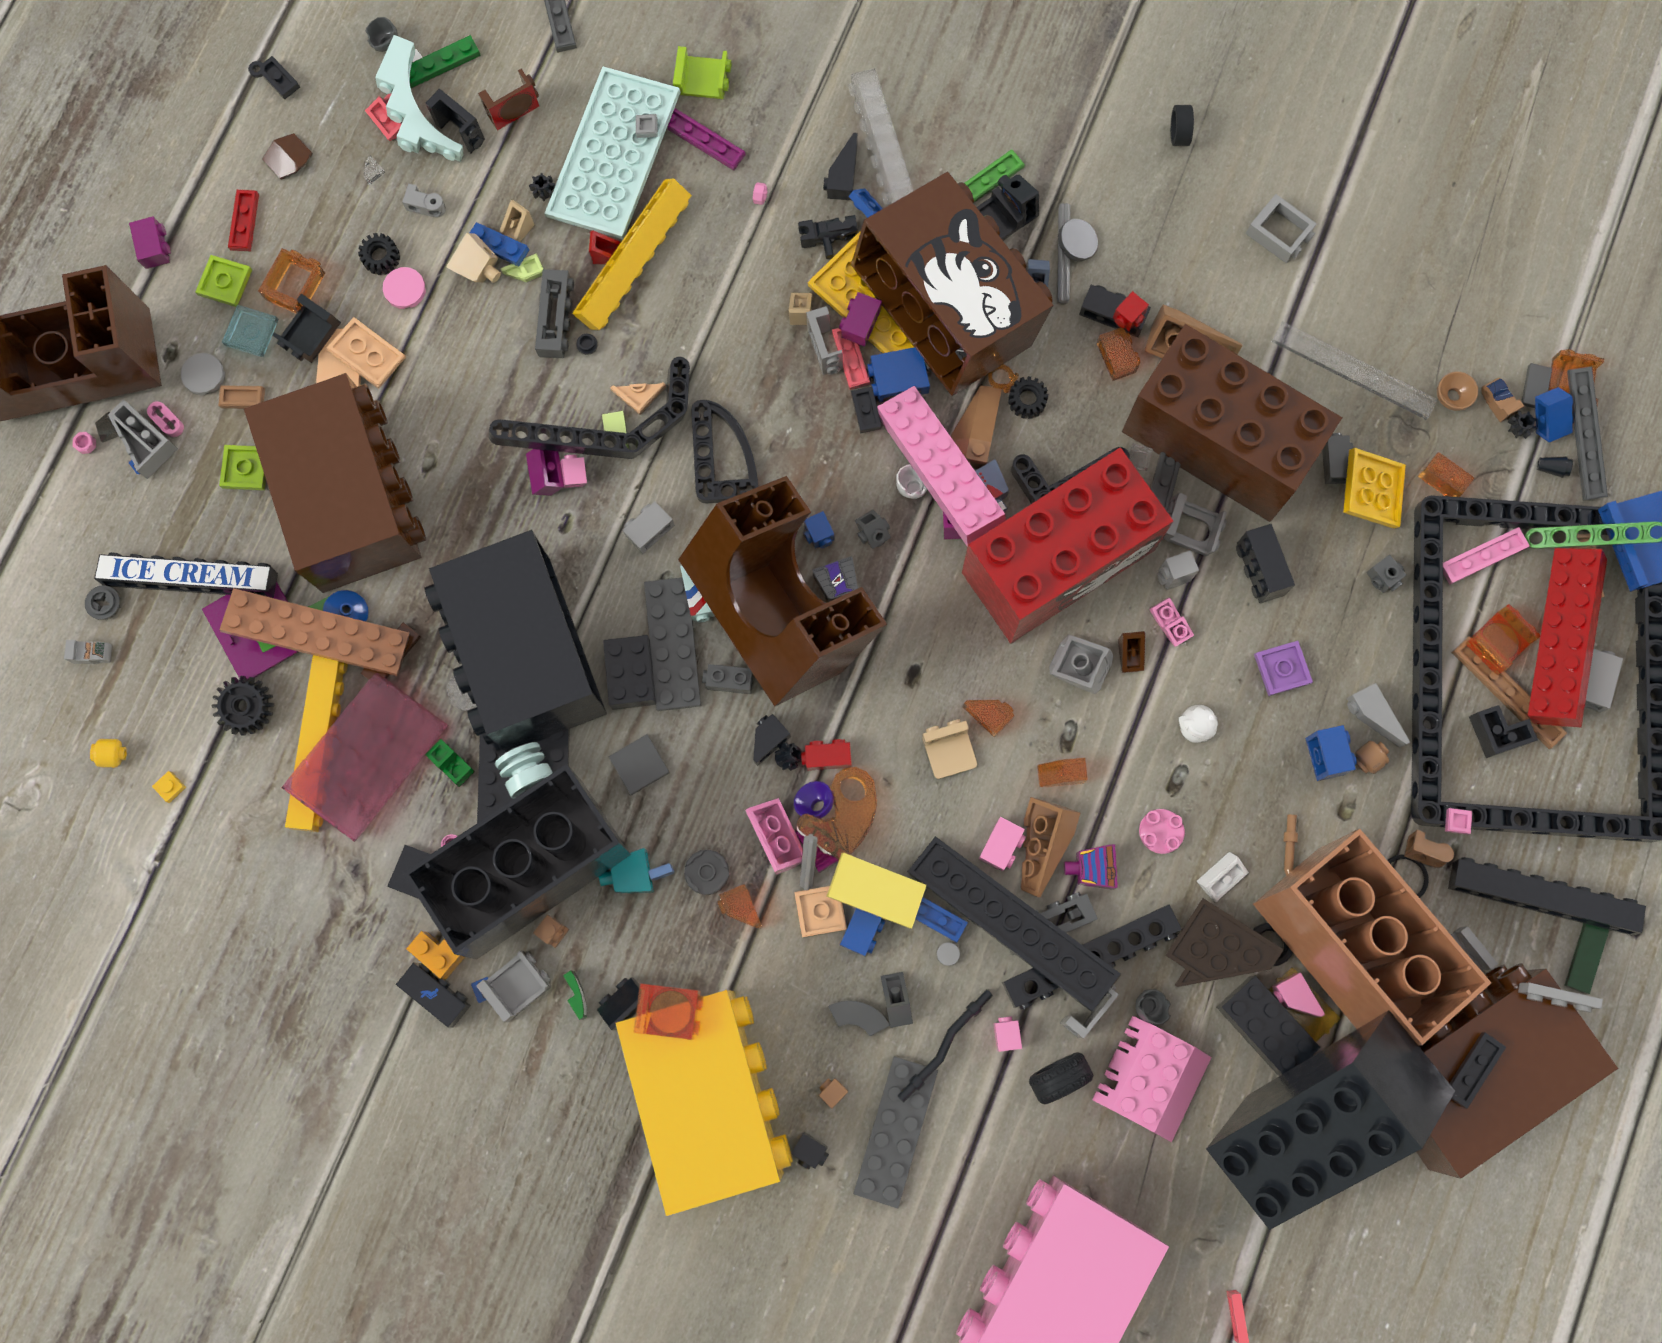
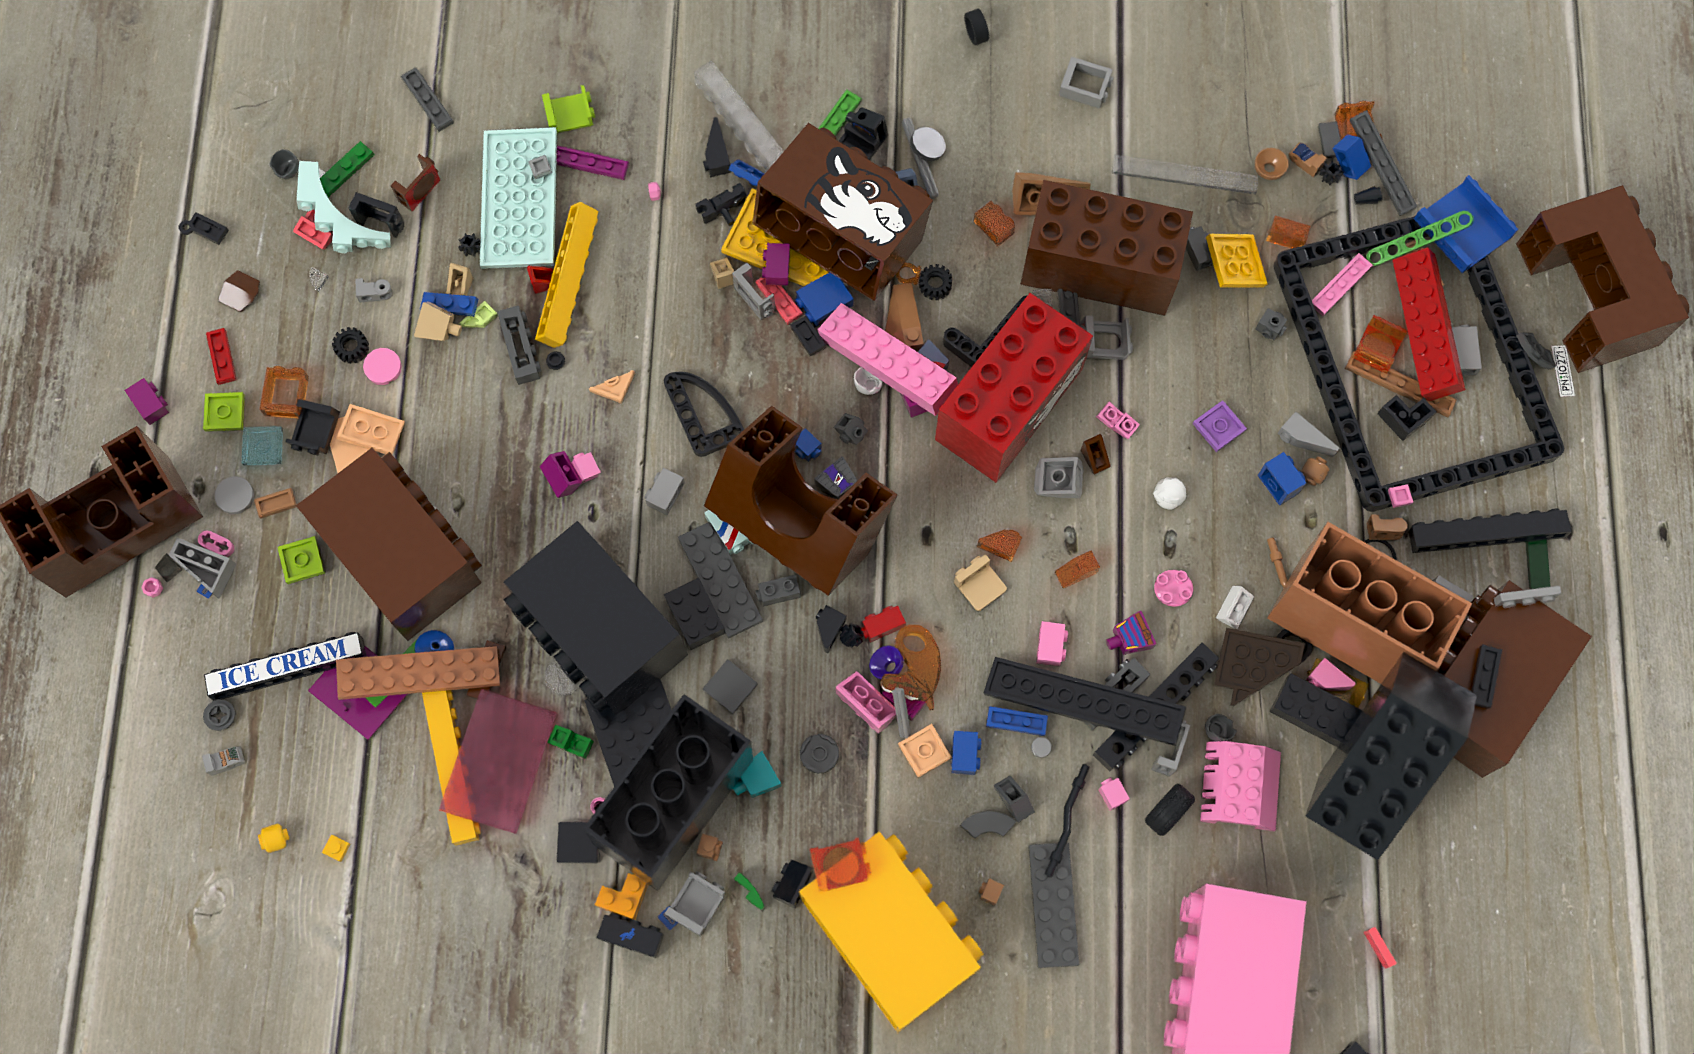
camera: 25 degrees left, 5 degrees down
(229, 703) = (367, 748): black gear -> none
(523, 768) = (636, 718): light aqua wheel -> none
(598, 437) = (596, 431): black beam -> none
(615, 422) = (606, 421): yellowish green tile -> none
(661, 872) = (782, 766): medium blue tile -> none
(739, 906) = (858, 770): clear orange slope -> none
(810, 1152) = (991, 946): black brick -> none
(876, 890) = (965, 715): light yellow tile -> none
(1047, 838) = (1085, 628): medium nougat wedge -> none
(1101, 306) = (978, 189): black brick -> none
(1130, 312) = (993, 186): red brick -> none
(1177, 570) = (1107, 377): light grey brick -> none
(1265, 563) = (1174, 348): black brick -> none

